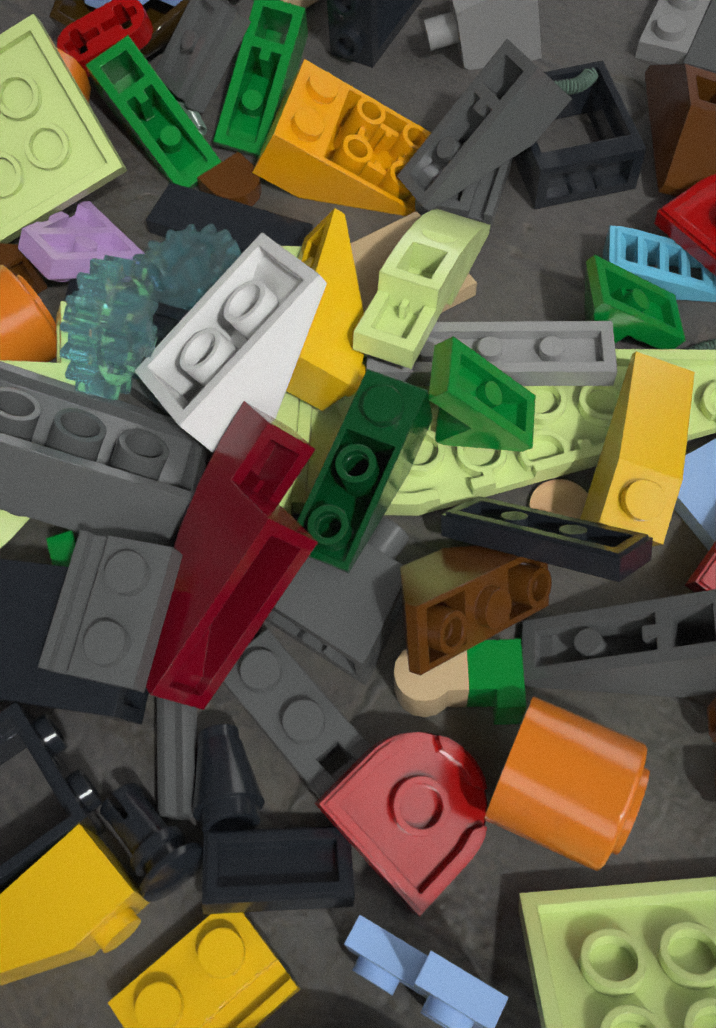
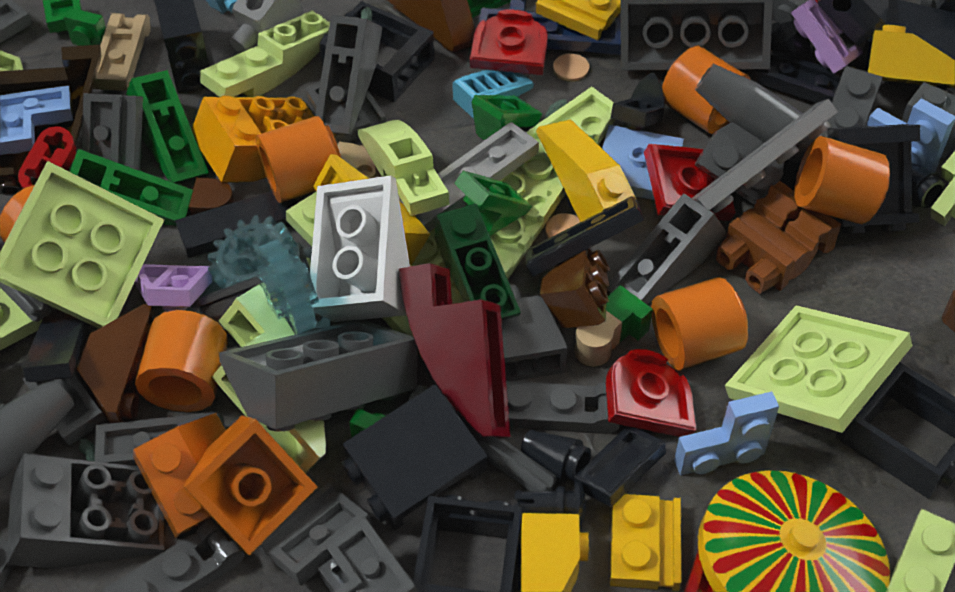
camera: 50 degrees left, 10 degrees down
(111, 611) = (438, 408): dark grey plate -> none
(315, 177) = (295, 156): none -> orange piece
(424, 73) = (276, 58): none -> yellowish green slope

